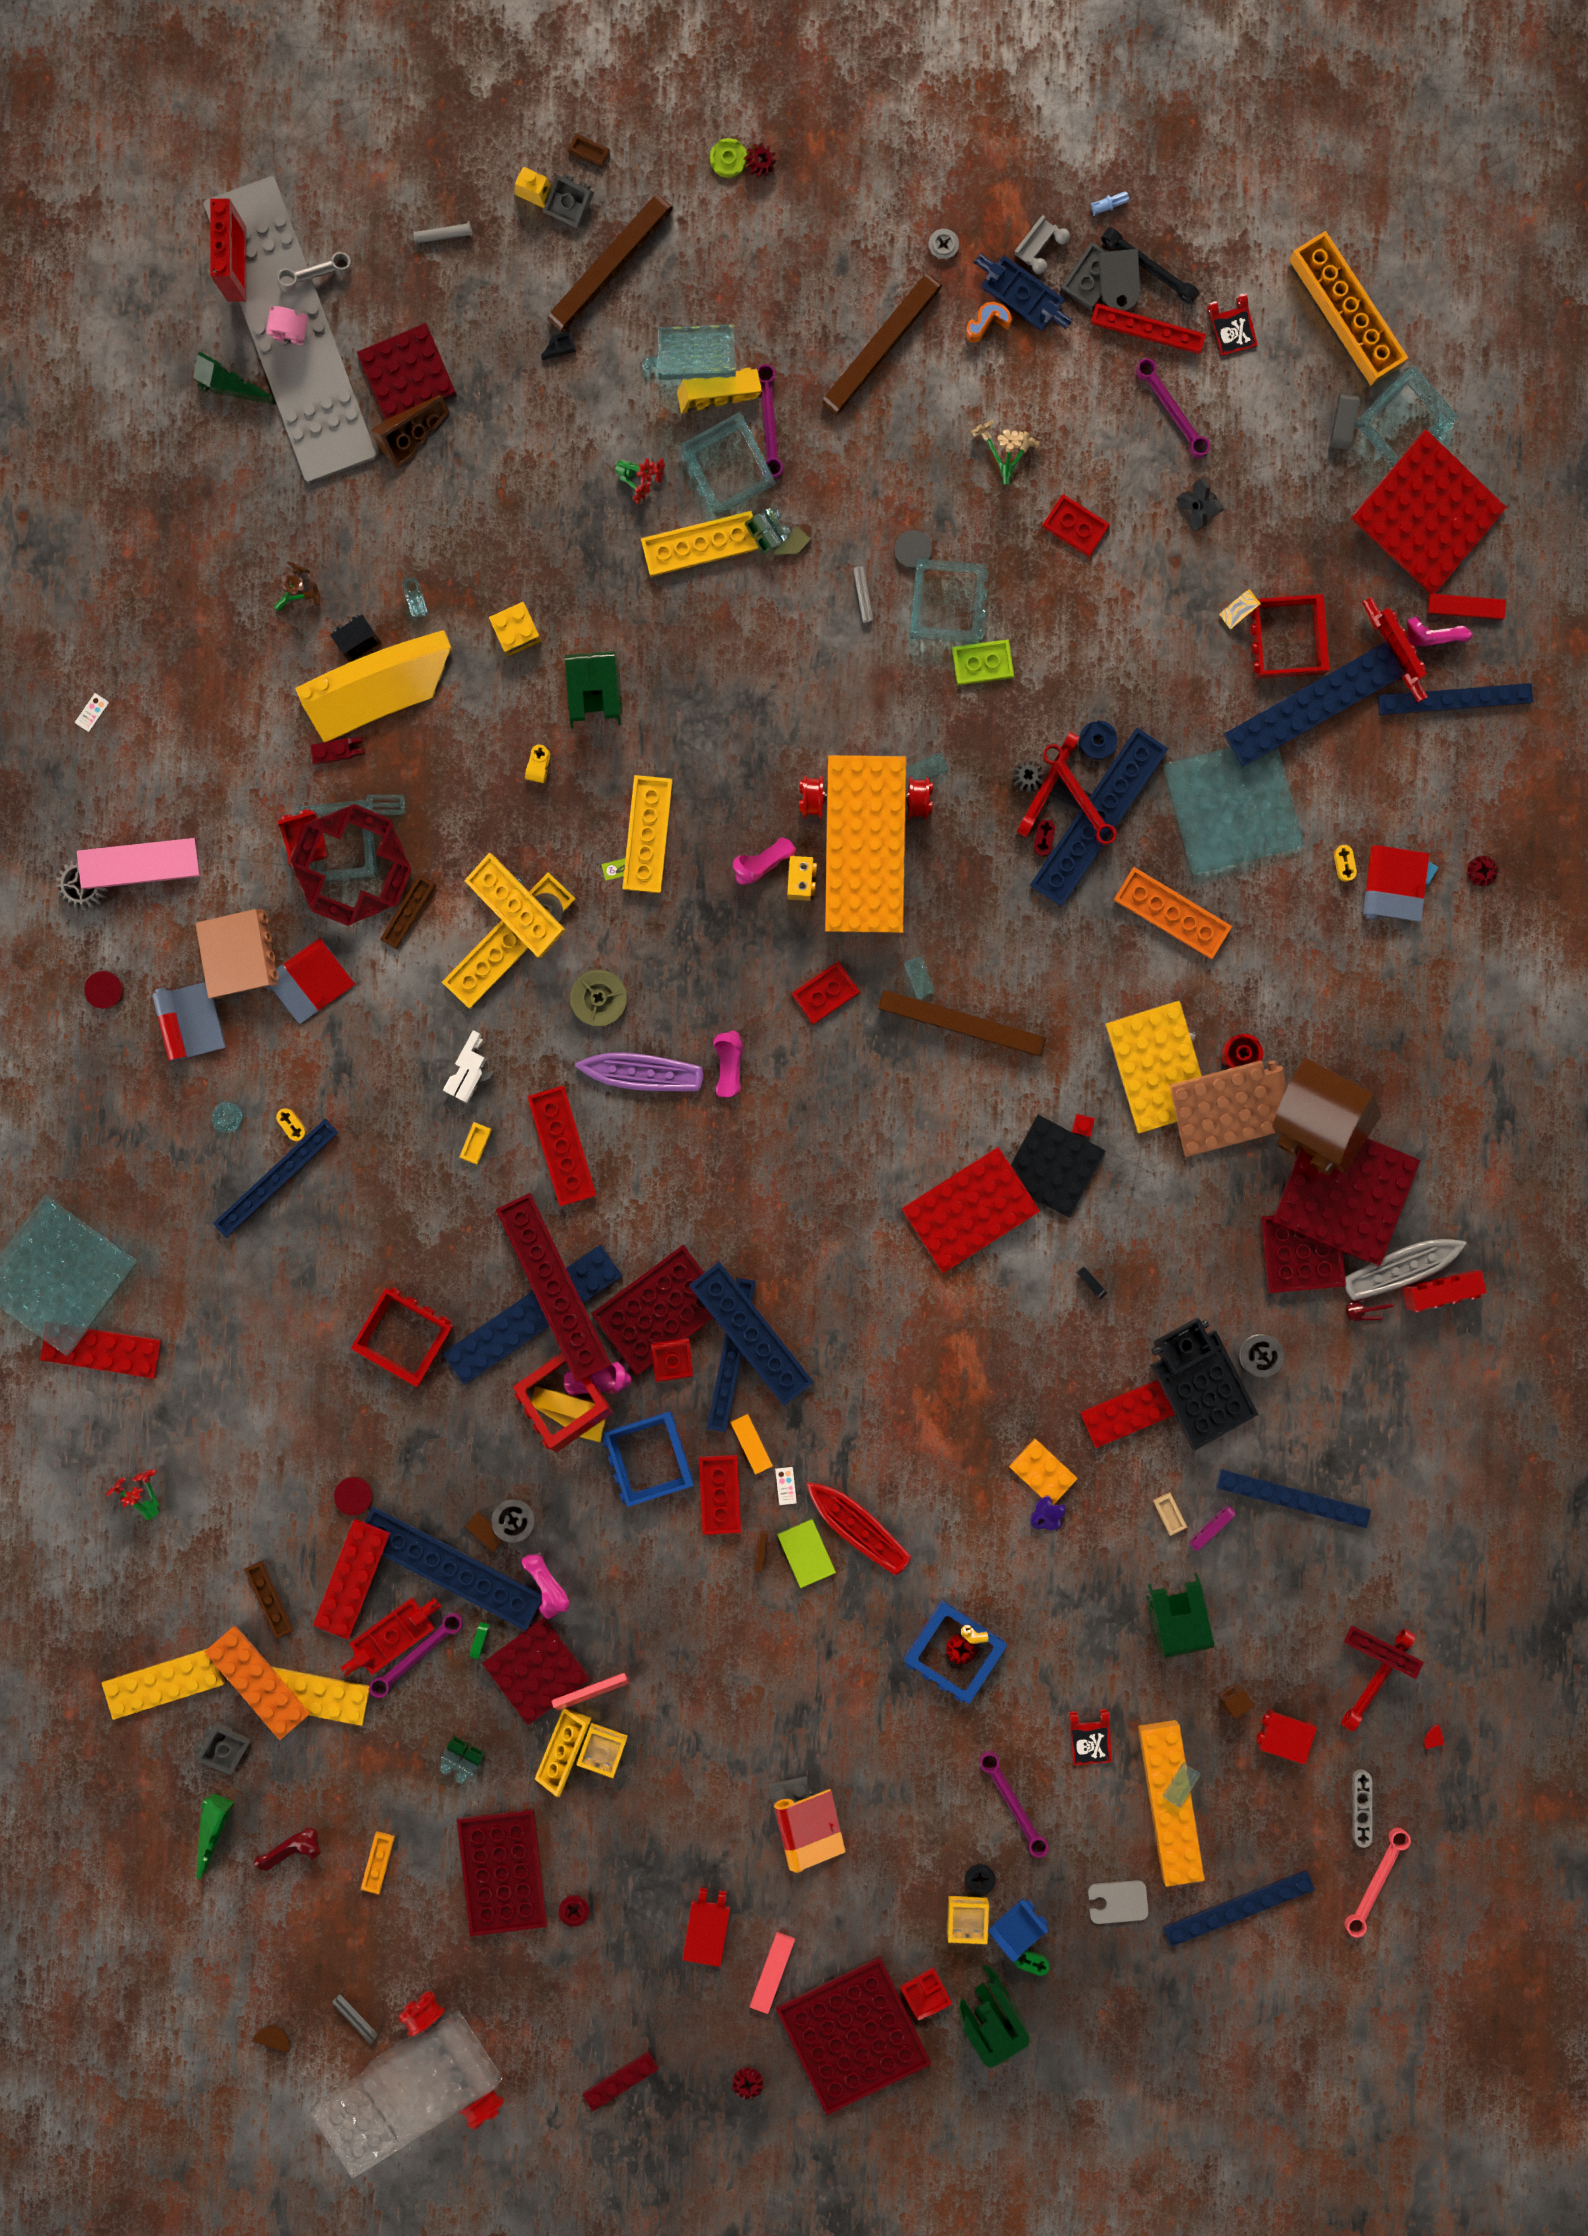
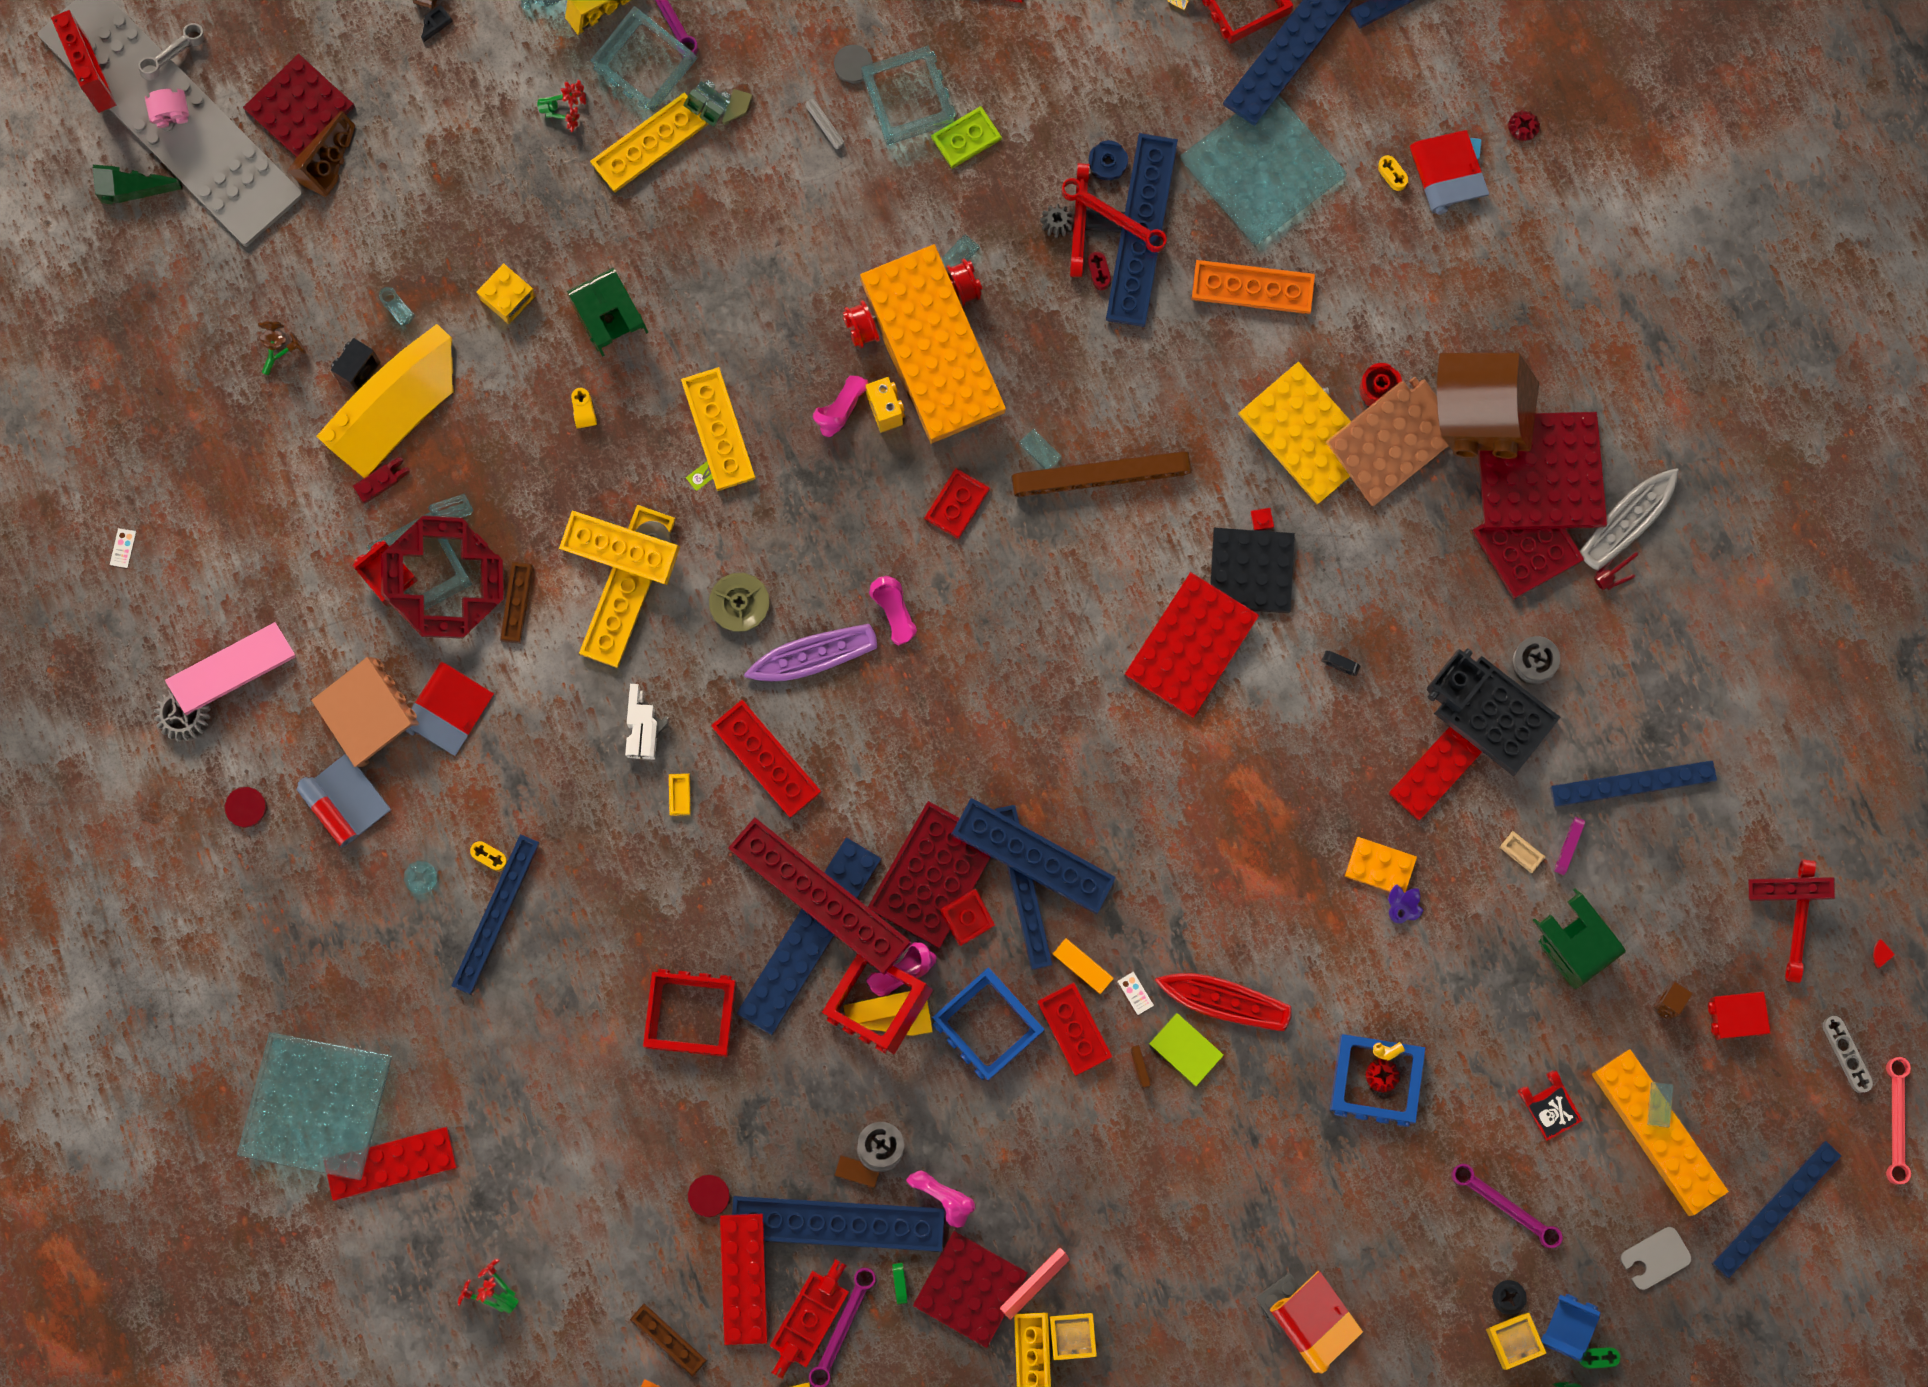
camera: 30 degrees left, 10 degrees down
(1444, 1290) = (1678, 521): red wedge -> none

